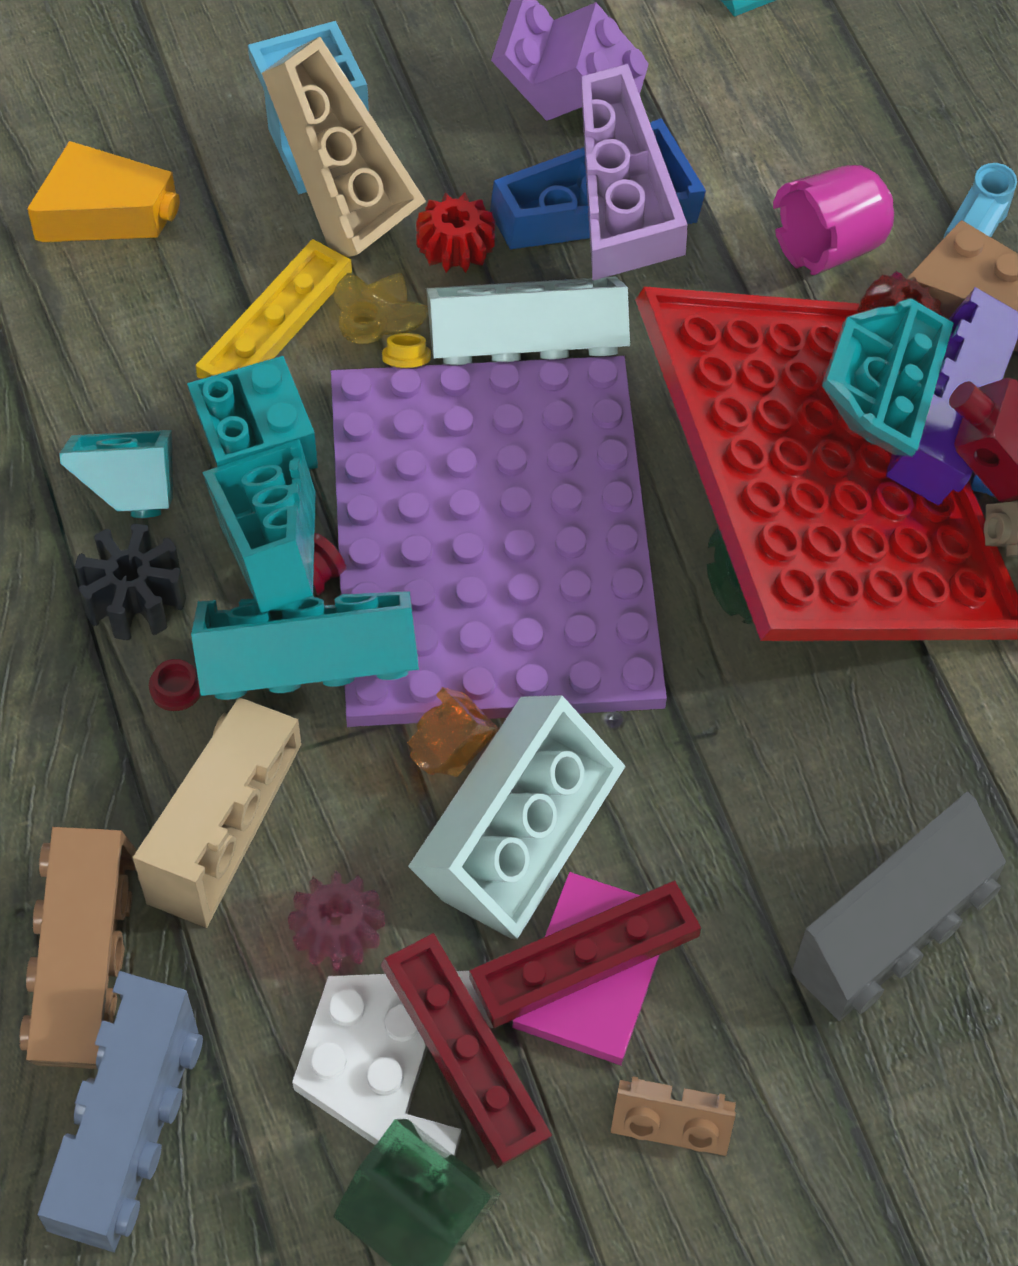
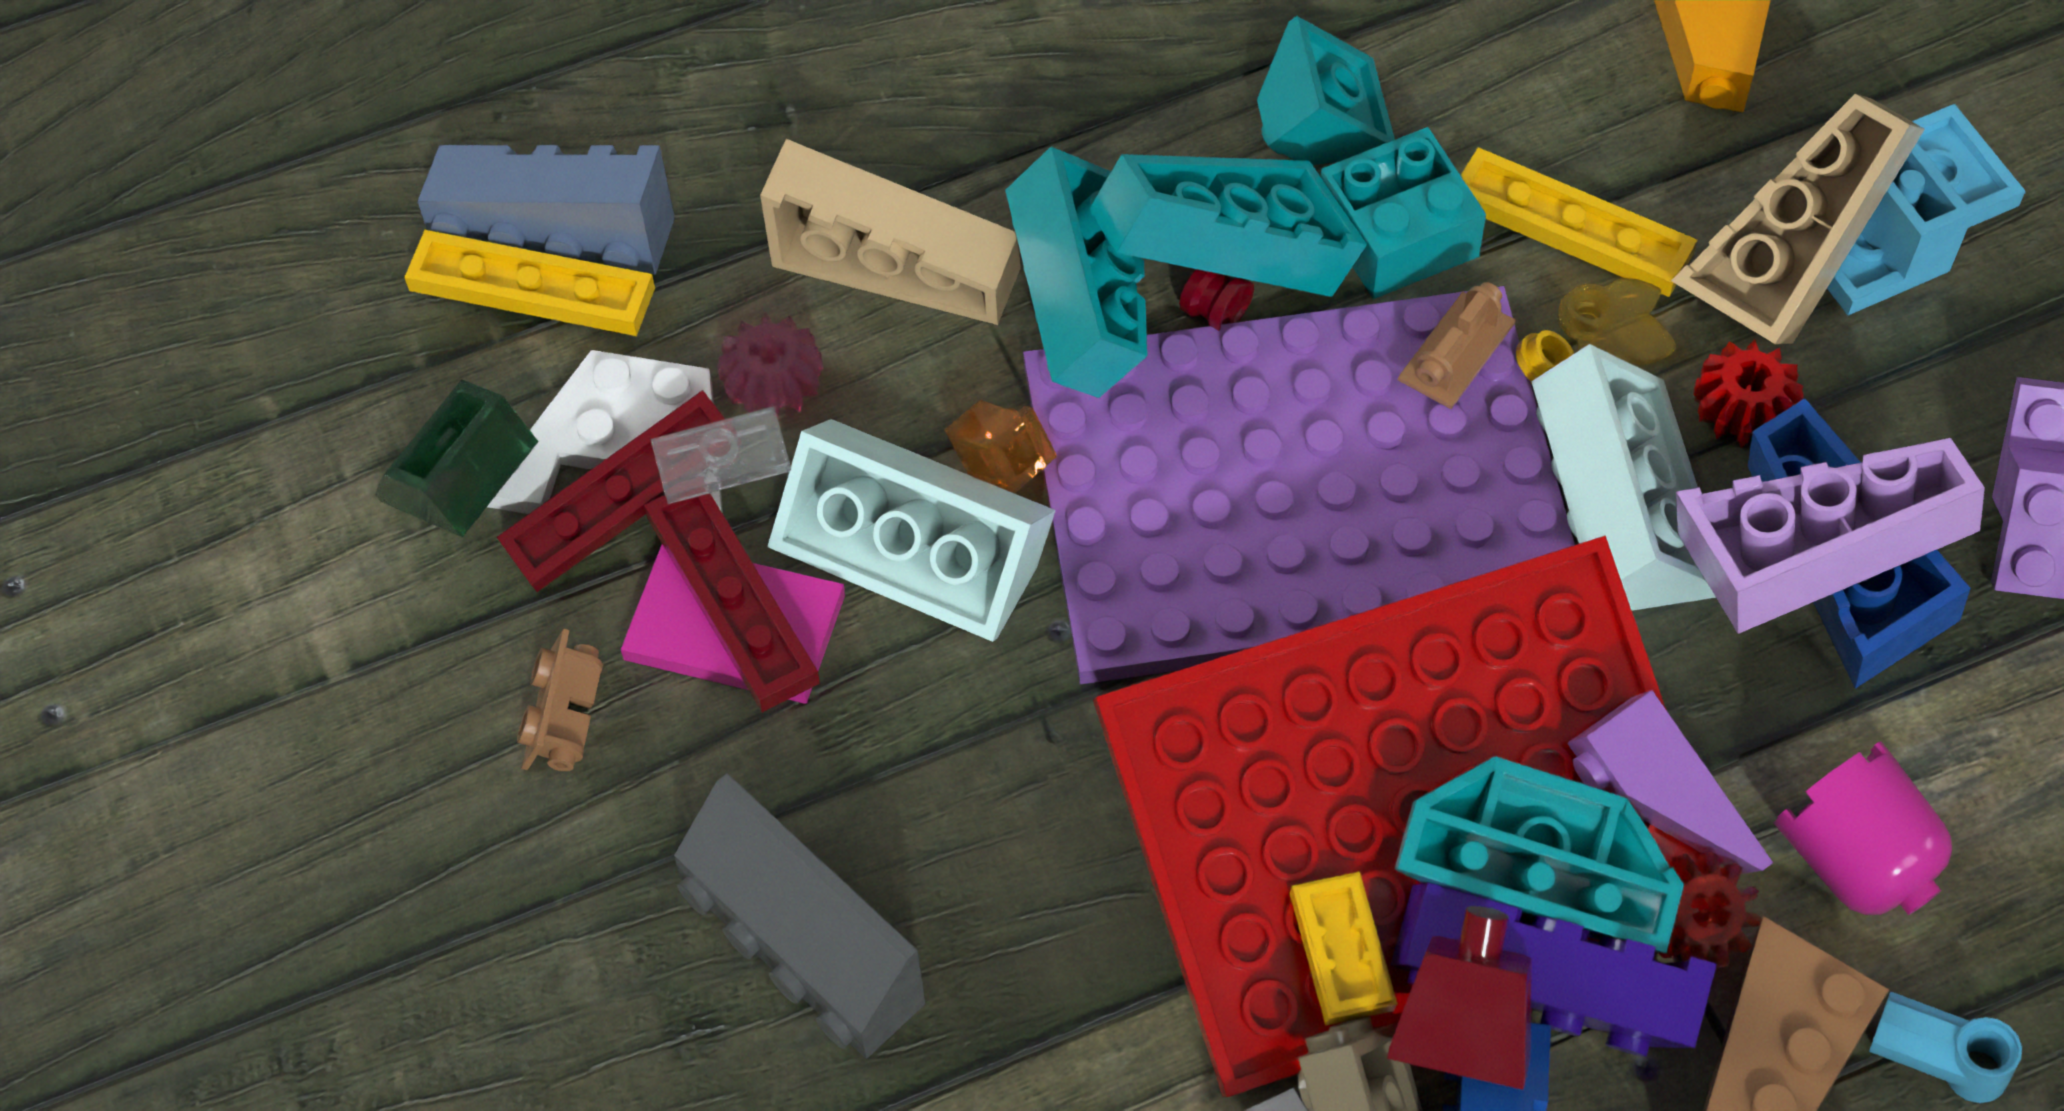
camera: 90 degrees right, 0 degrees up
(76, 944) = (733, 134): medium nougat wedge -> none
(130, 581) = (1172, 121): black gear -> none
(202, 1143) = (530, 282): none -> yellow plate
(400, 396) = (1459, 345): none -> medium nougat hinge
(458, 944) = (720, 455): none -> clear plate
(810, 305) = (1650, 762): none -> medium lavender slope
(943, 520) = (1343, 948): none -> yellow plate

